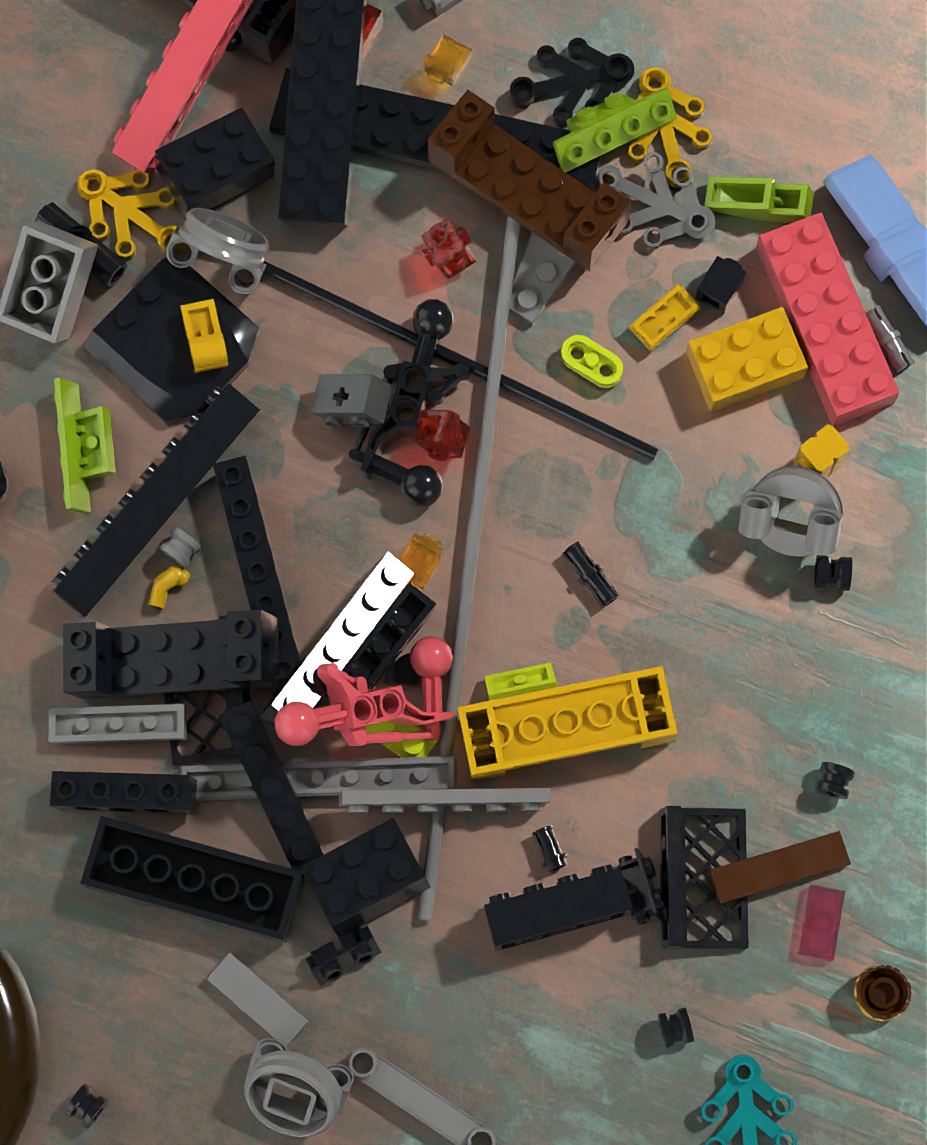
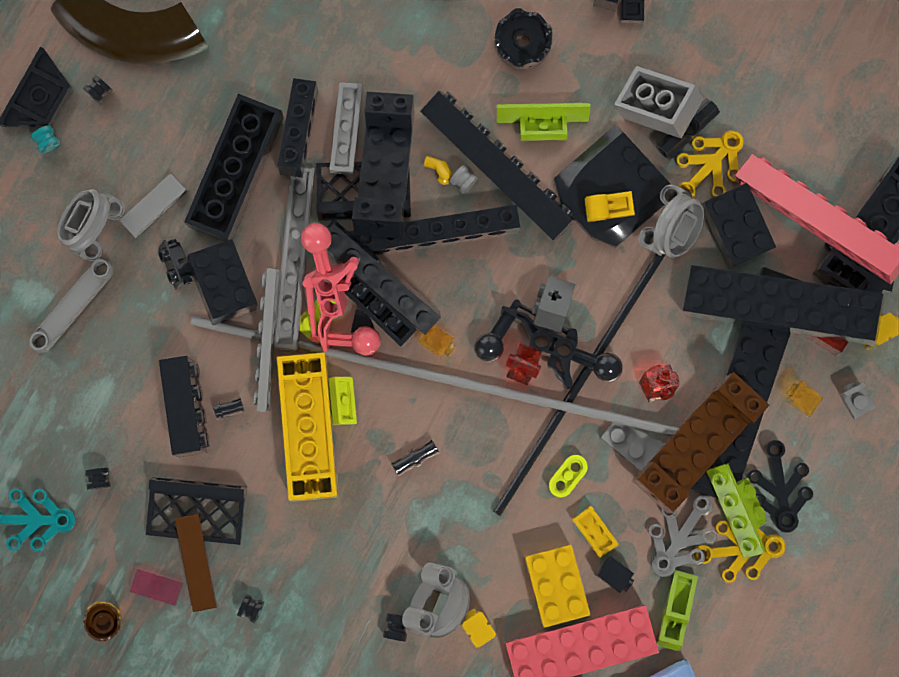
camera: 95 degrees right, 5 degrees up
(271, 784) = (289, 225): black plate -> none
(647, 900) = (202, 466): black hinge -> none

